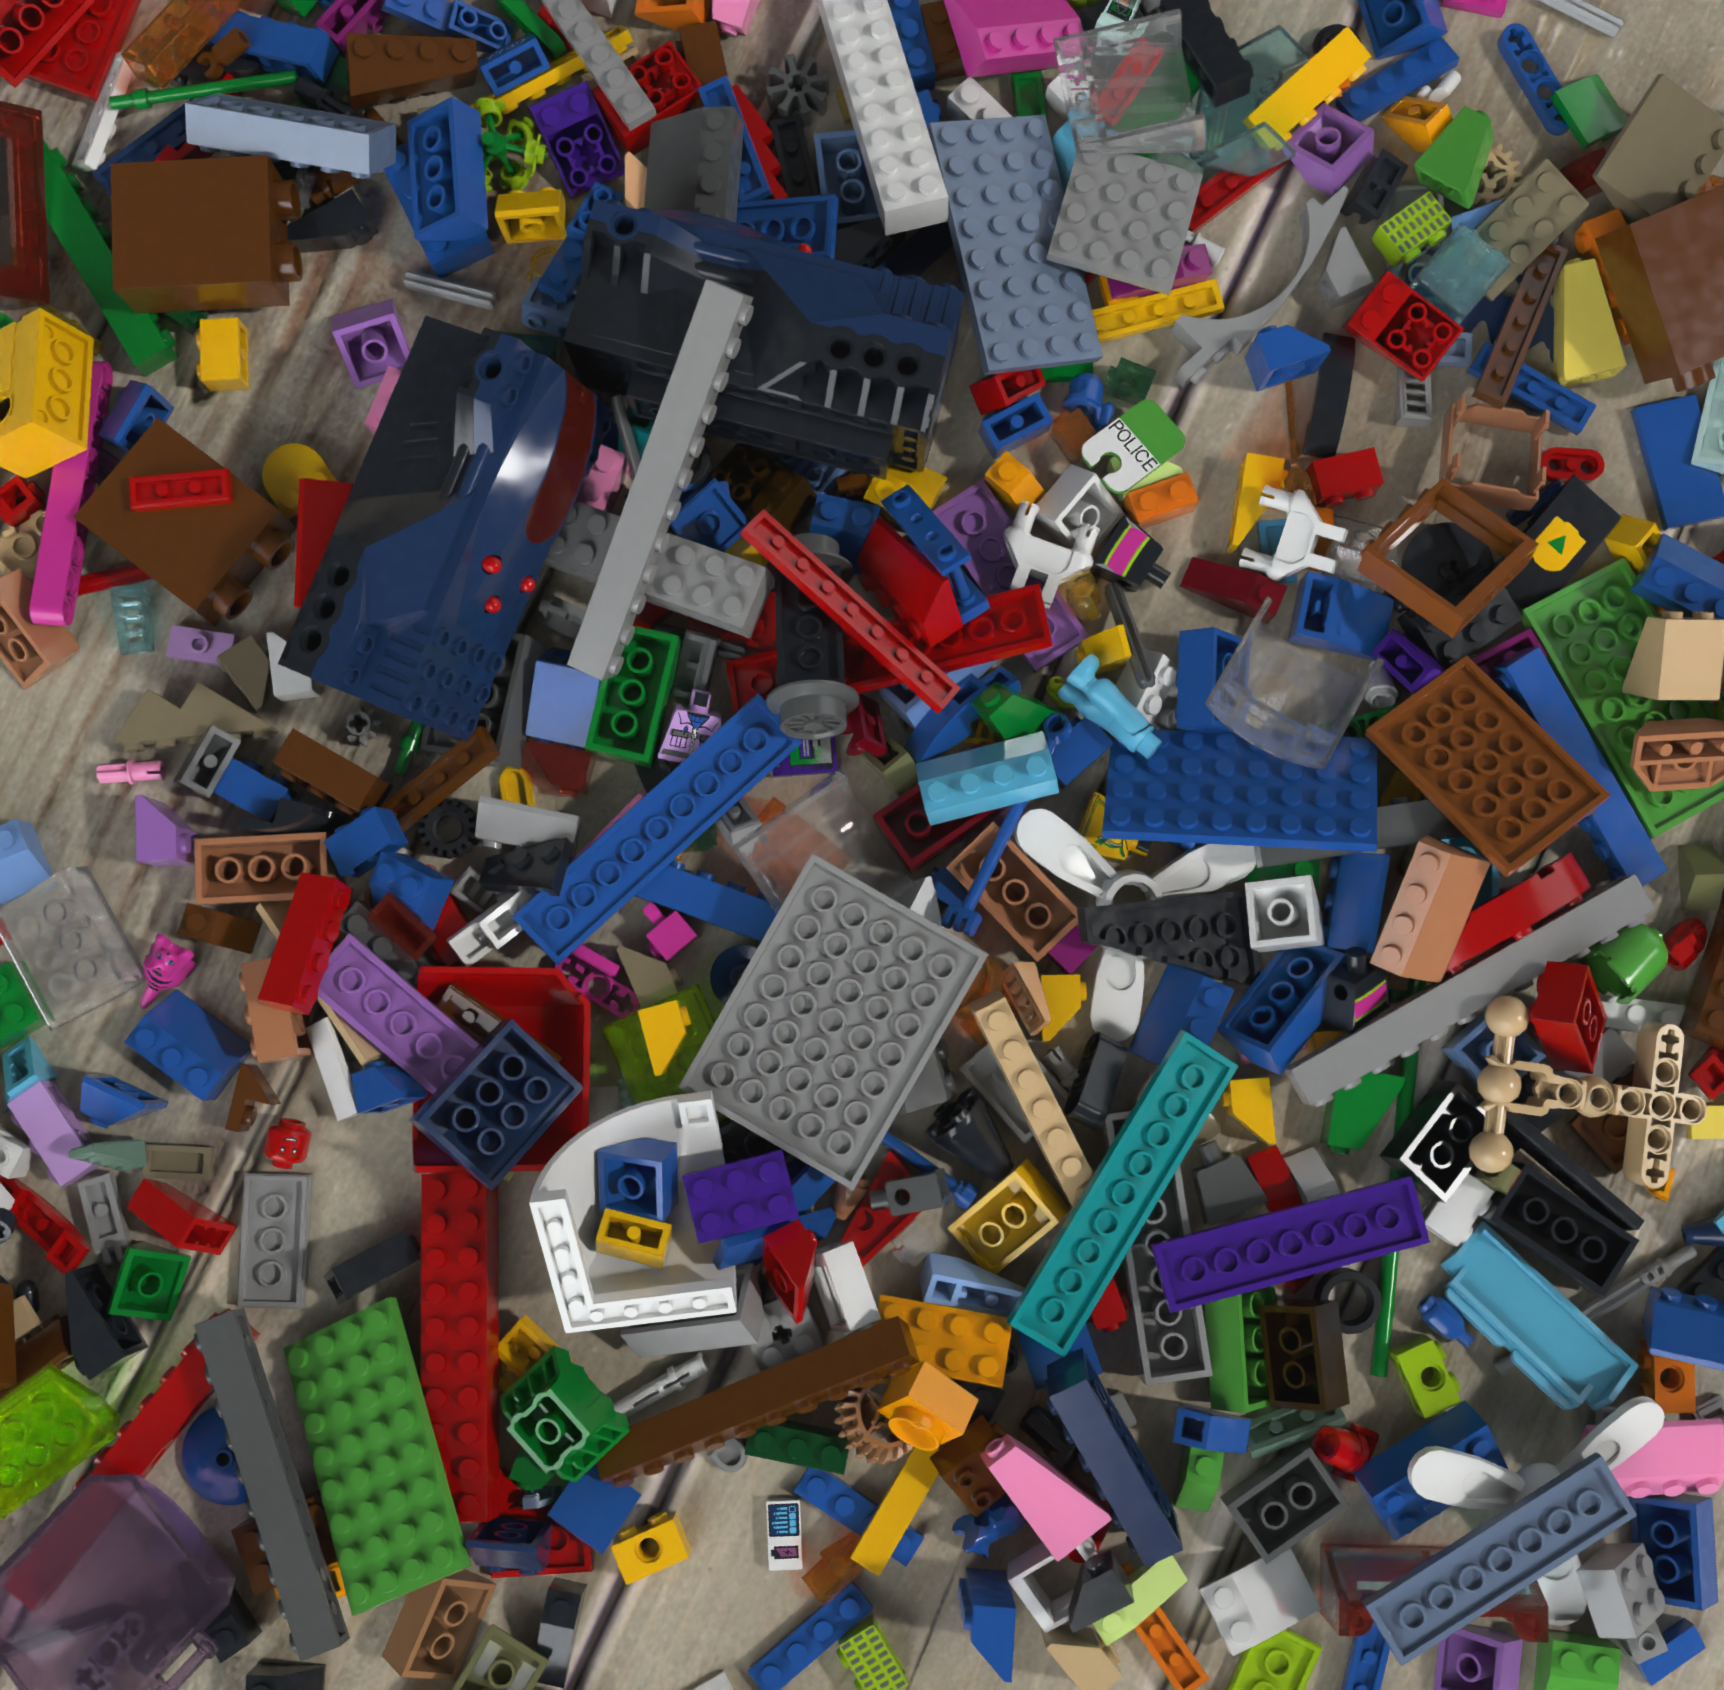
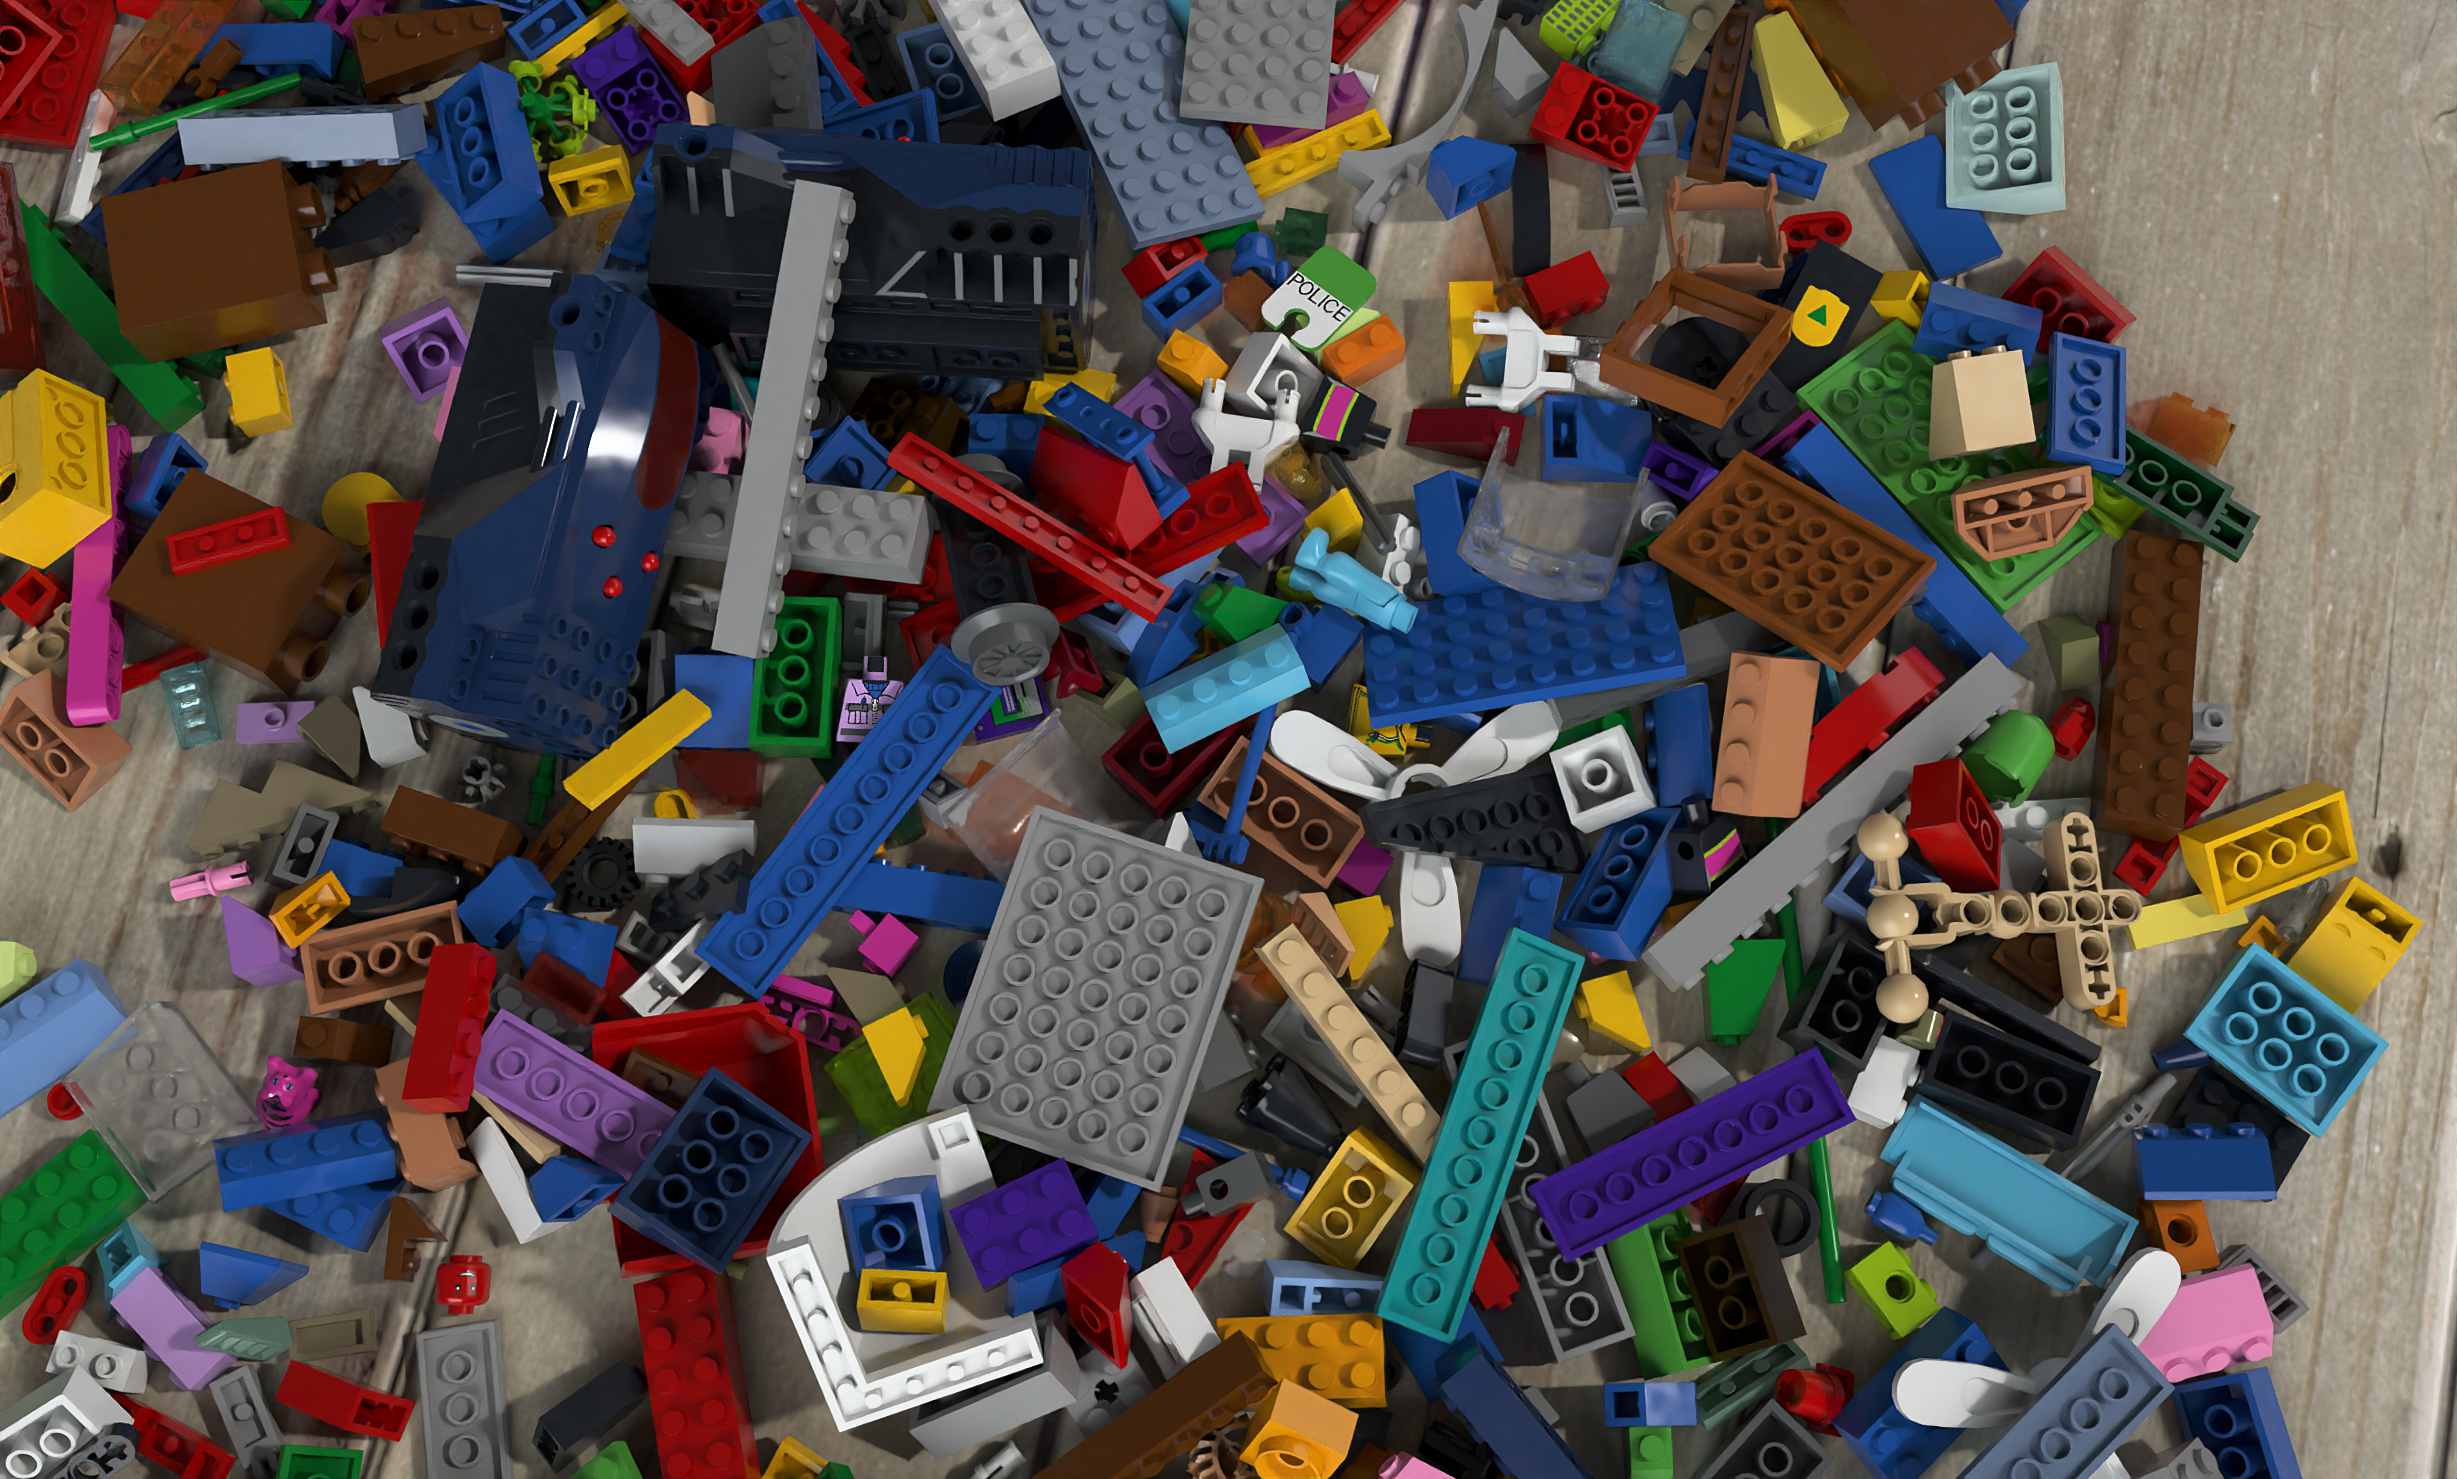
camera: 10 degrees left, 10 degrees down
(174, 1020) = (304, 1159): none -> blue slope
(204, 815) = (308, 907): none -> light orange slope
(492, 738) = (637, 749): none -> yellow tile

